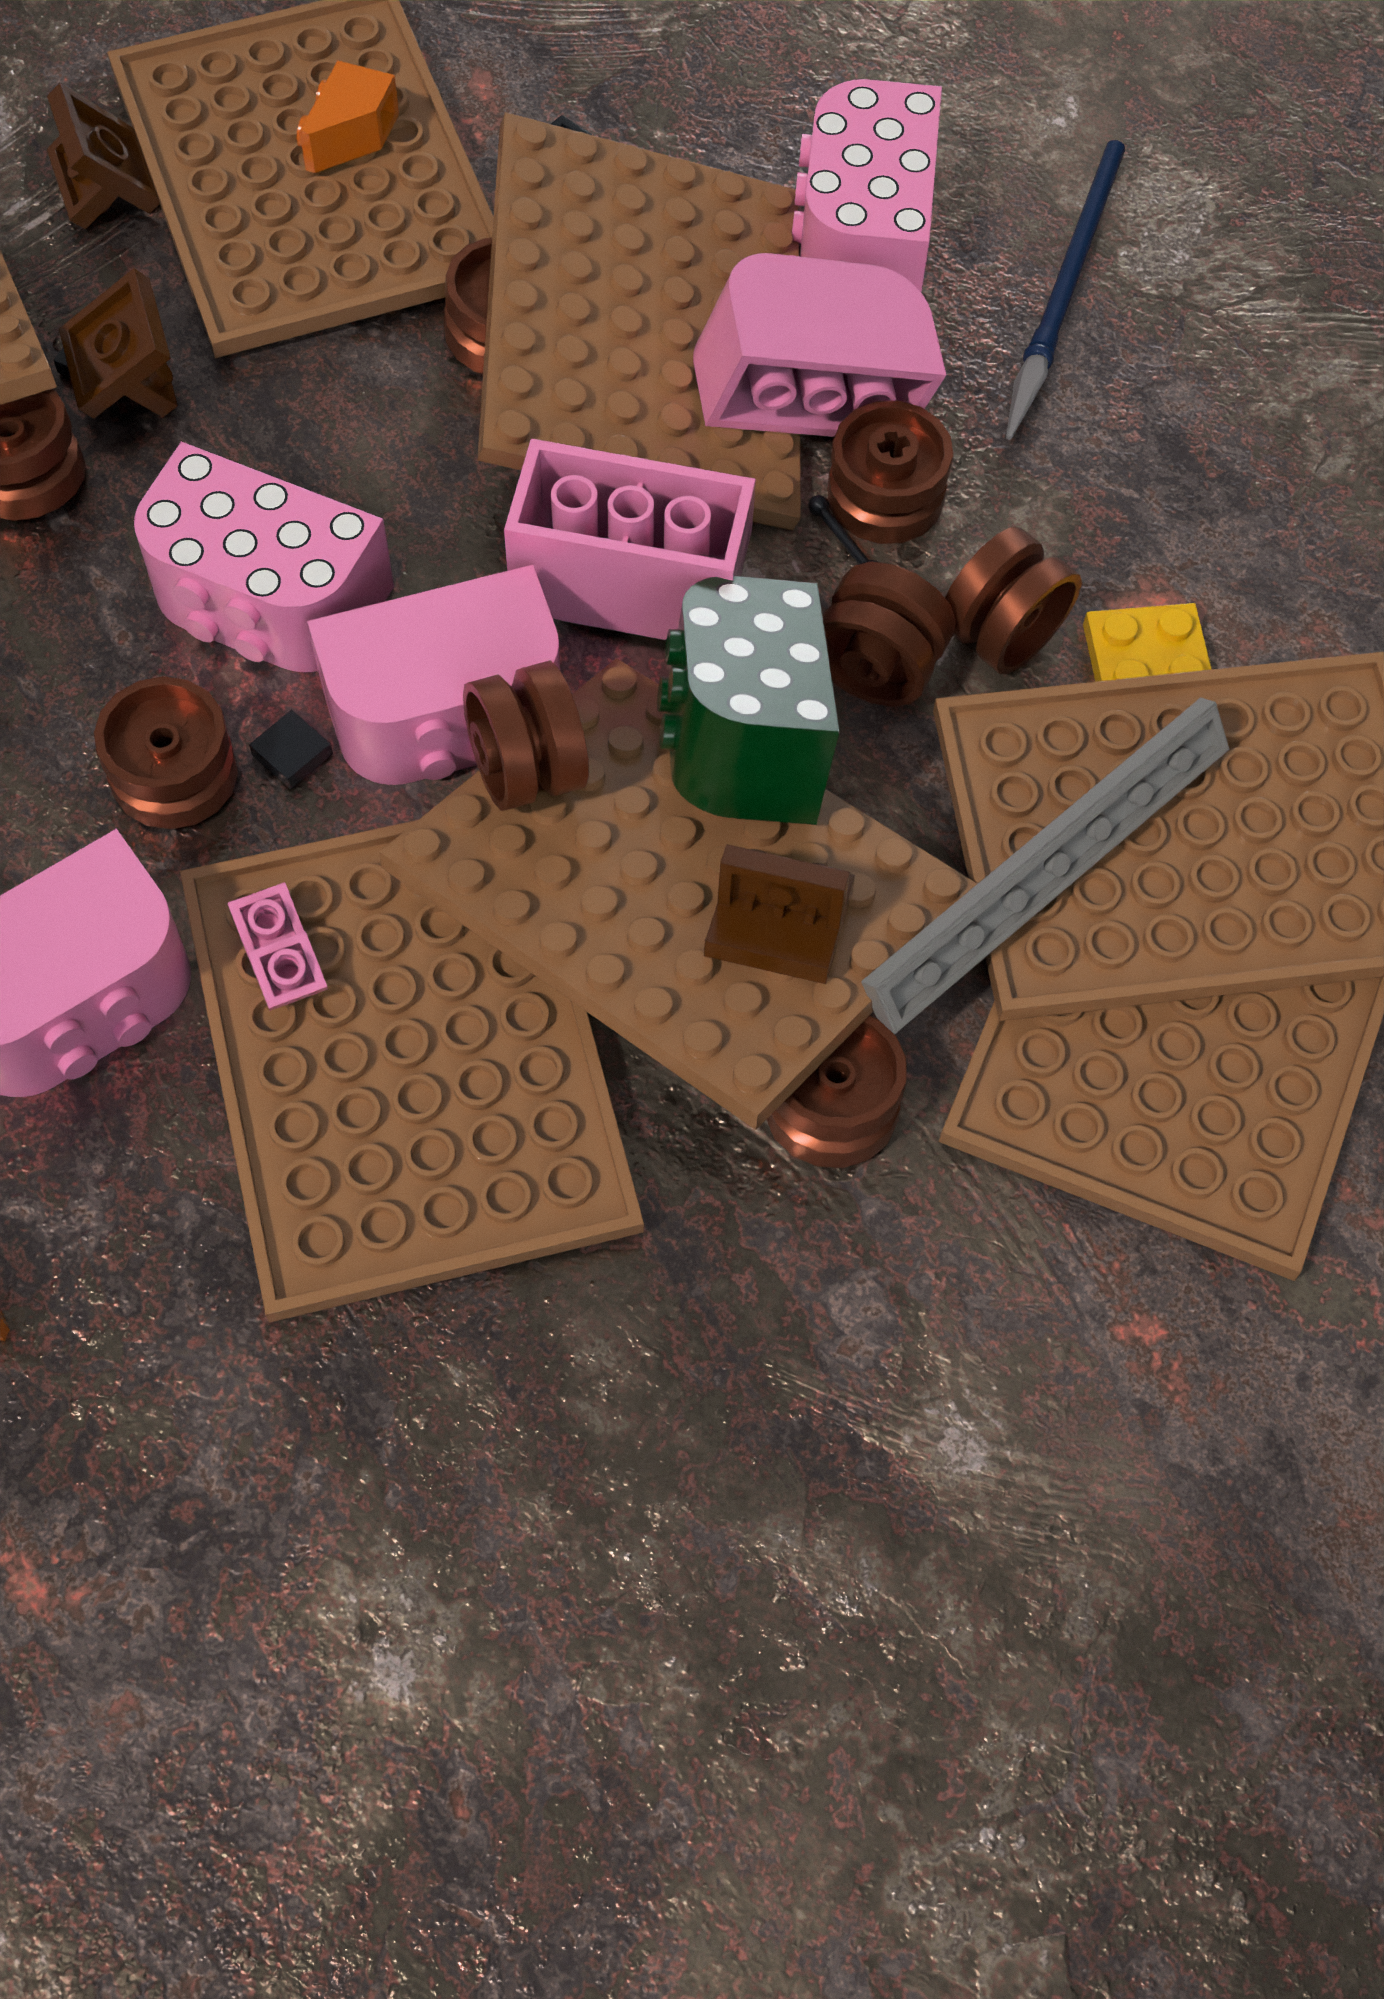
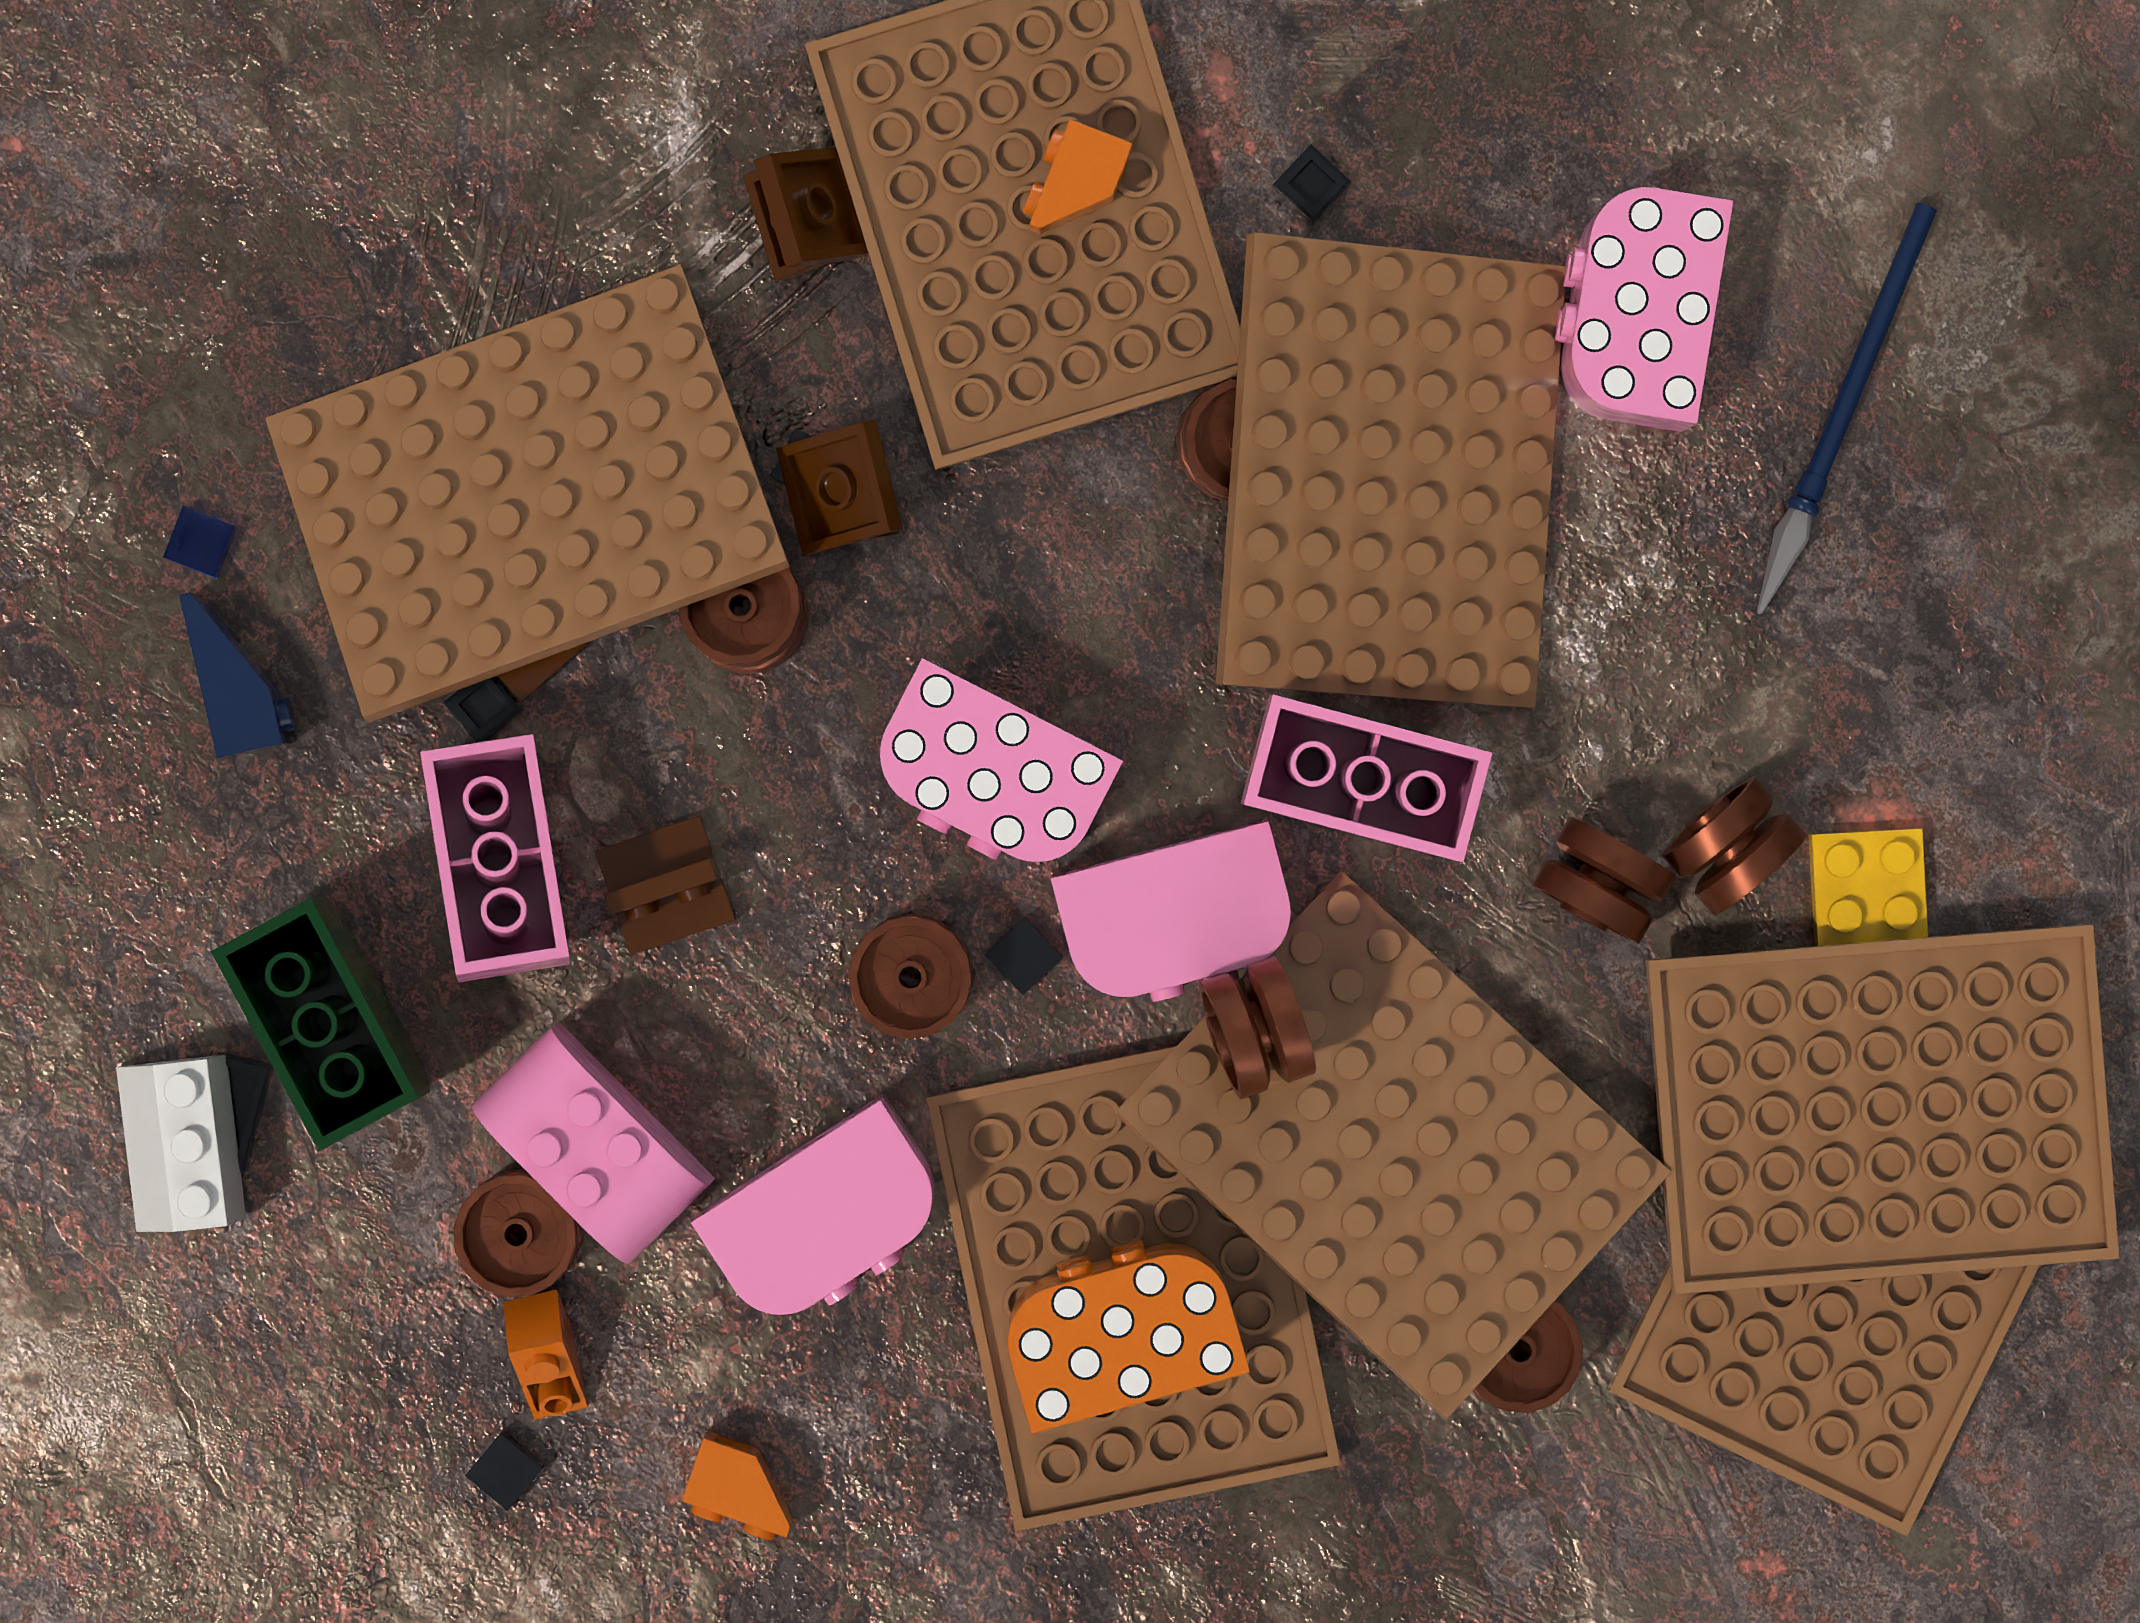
camera: 10 degrees right, 25 degrees up
(277, 946) = (1020, 1190): bright pink slope -> none
(383, 1061) = (1121, 1333): none -> orange brick
(750, 700) = (1470, 981): dark green brick -> none
(778, 913) = (1482, 1214): reddish brown bracket -> none
(811, 342) = (1565, 542): bright pink brick -> none
(819, 506) = (1600, 765): black hinge -> none
(889, 471) = (1663, 663): copper wheel -> none
(1045, 866) = (1736, 1161): light grey tile -> none

